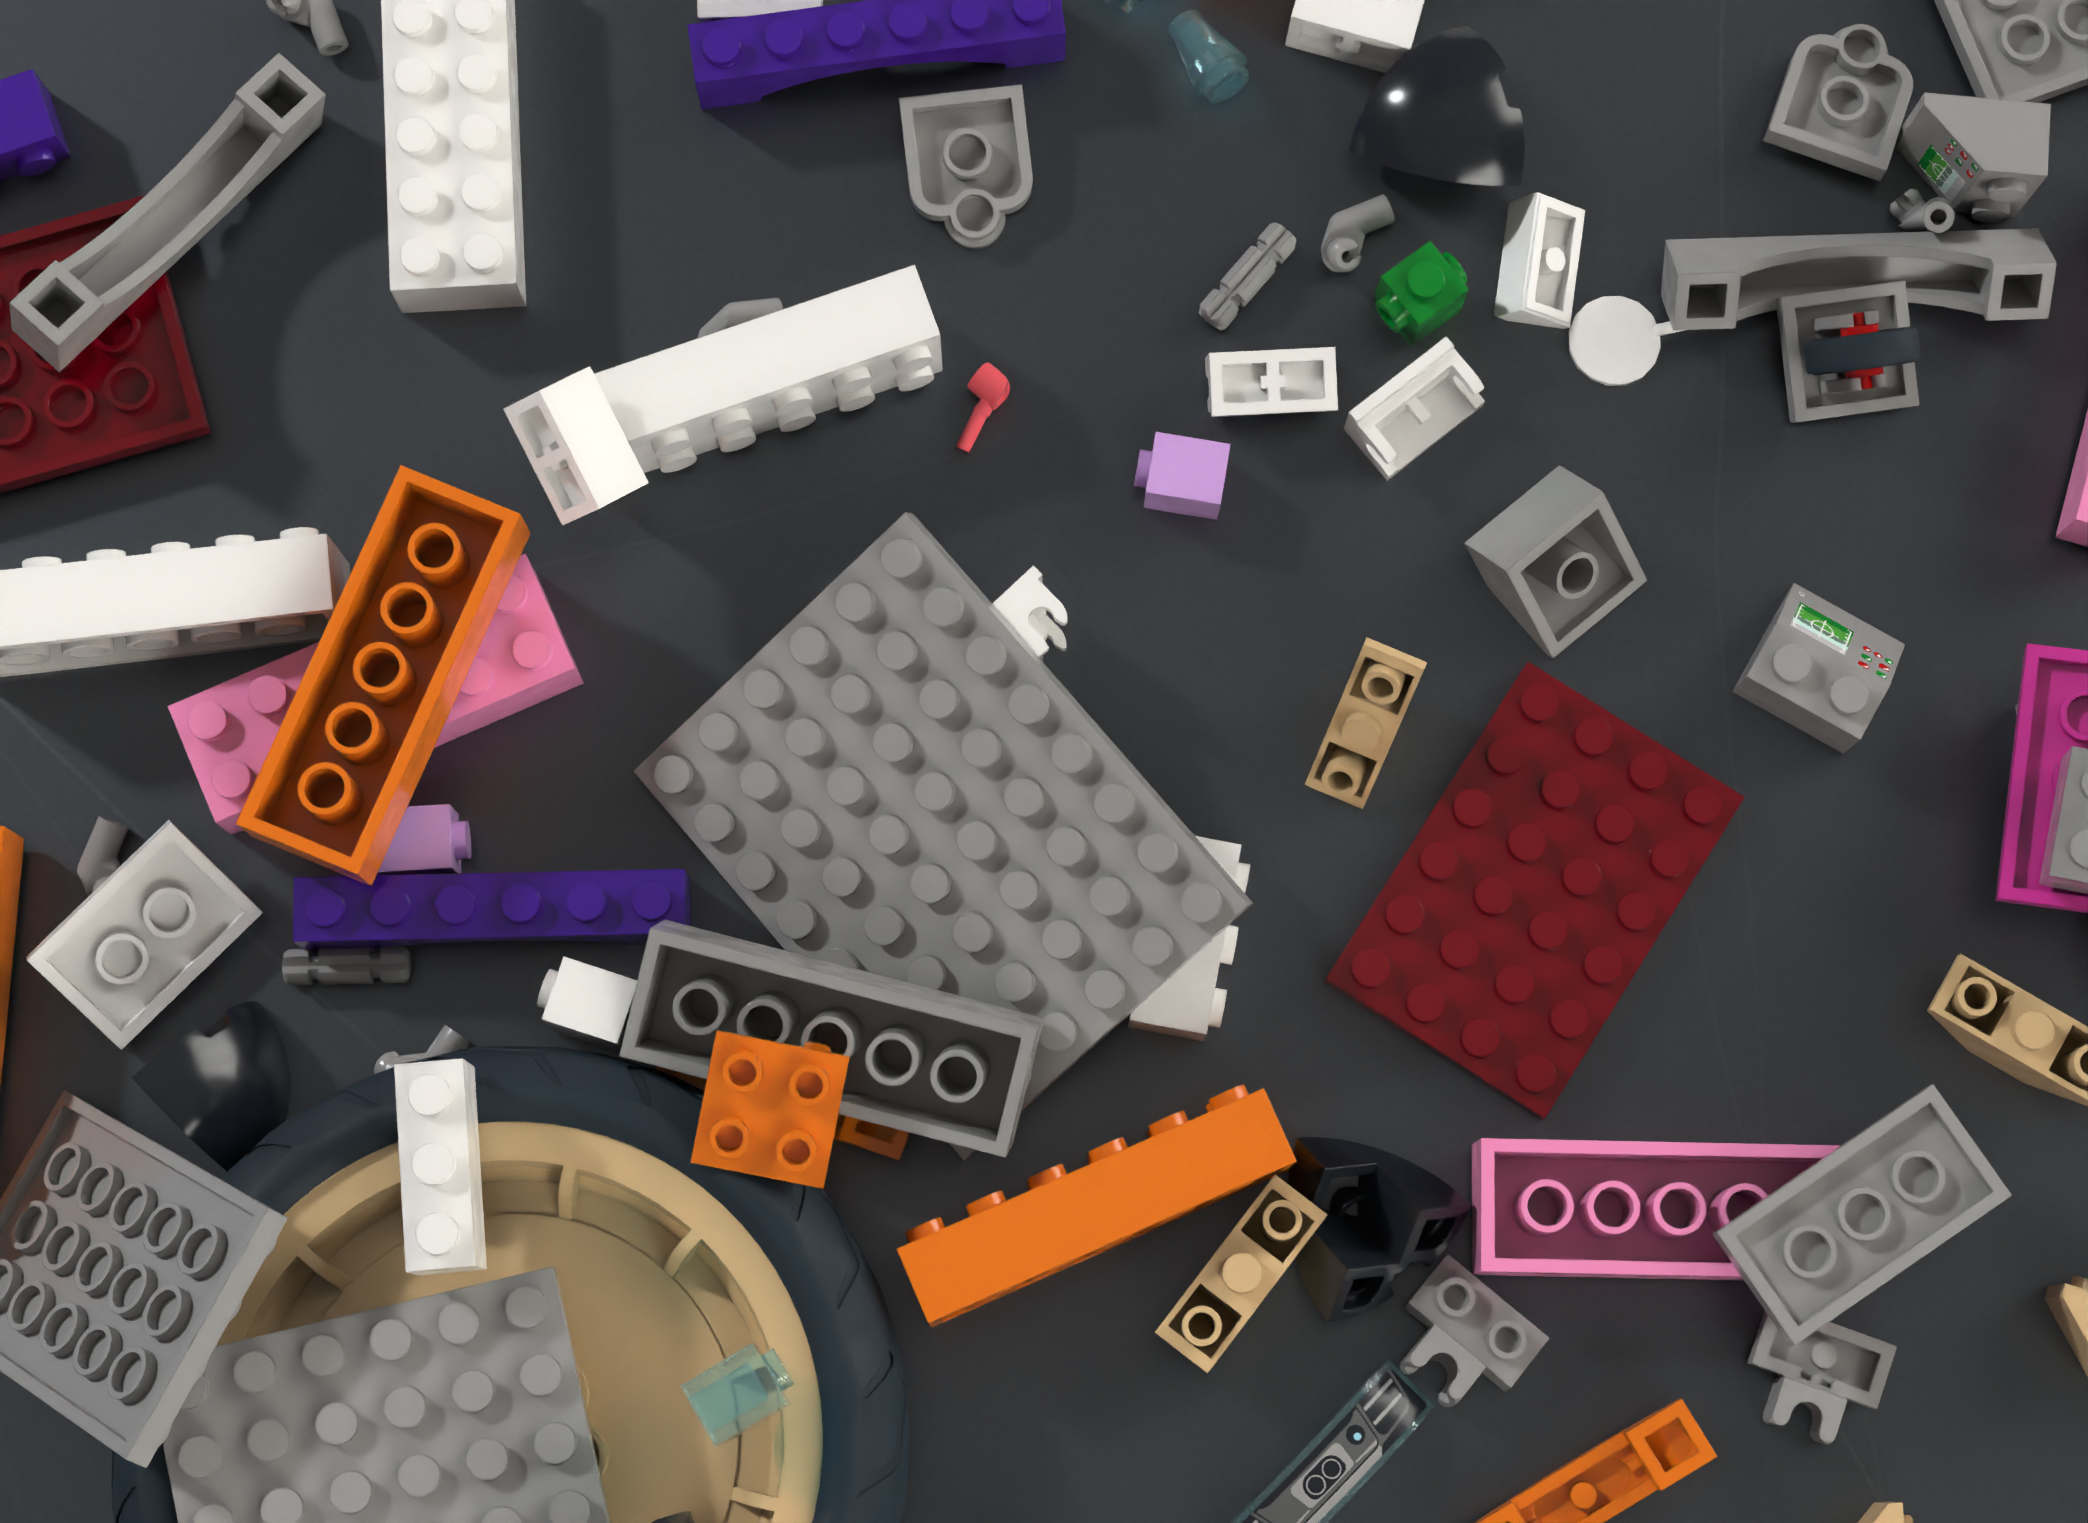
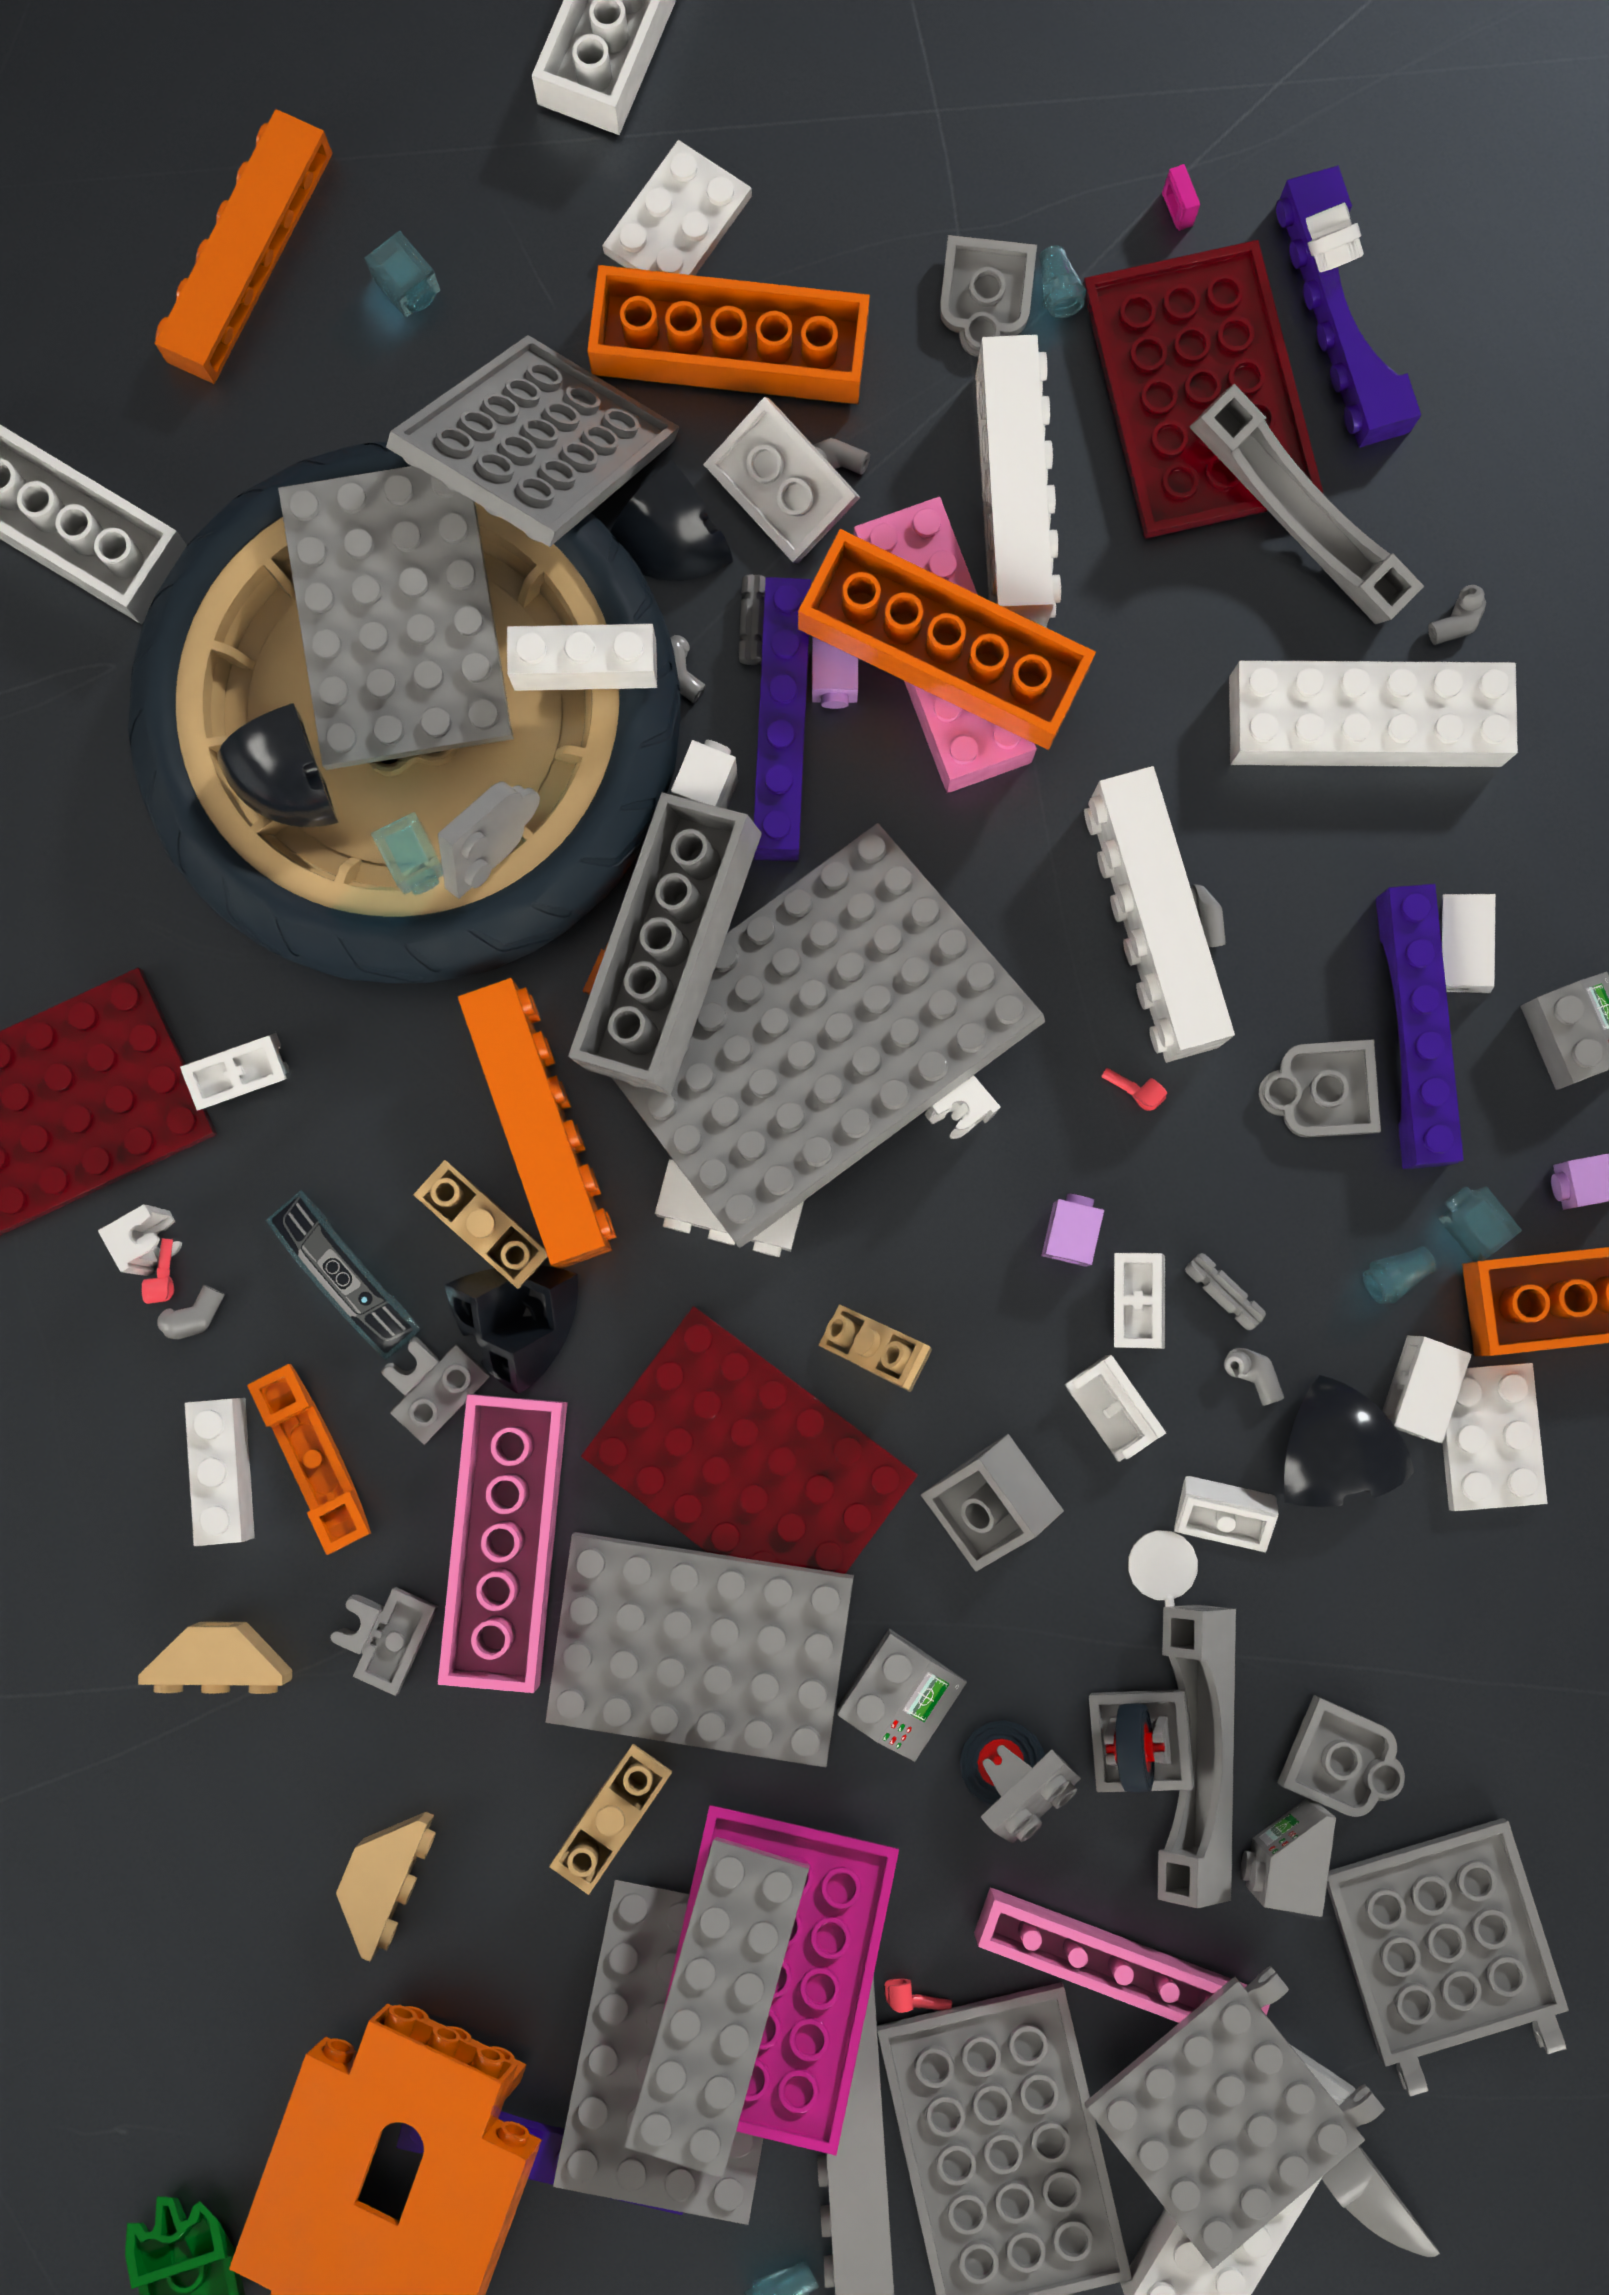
camera: 95 degrees right, 5 degrees up
(576, 445) = (1107, 780): white hinge -> none
(710, 1284) = (484, 835): none -> light grey plate
(770, 1108) = (610, 890): orange hinge -> none
(1421, 293) = (1203, 1418): green brick -> none
(1788, 933) = (699, 1649): none -> light grey plate
(1861, 1215) = (481, 1675): light grey plate -> none
(1907, 517) = (1015, 1778): none -> light grey plate
(1919, 216) = (1246, 1815): light grey arm -> none

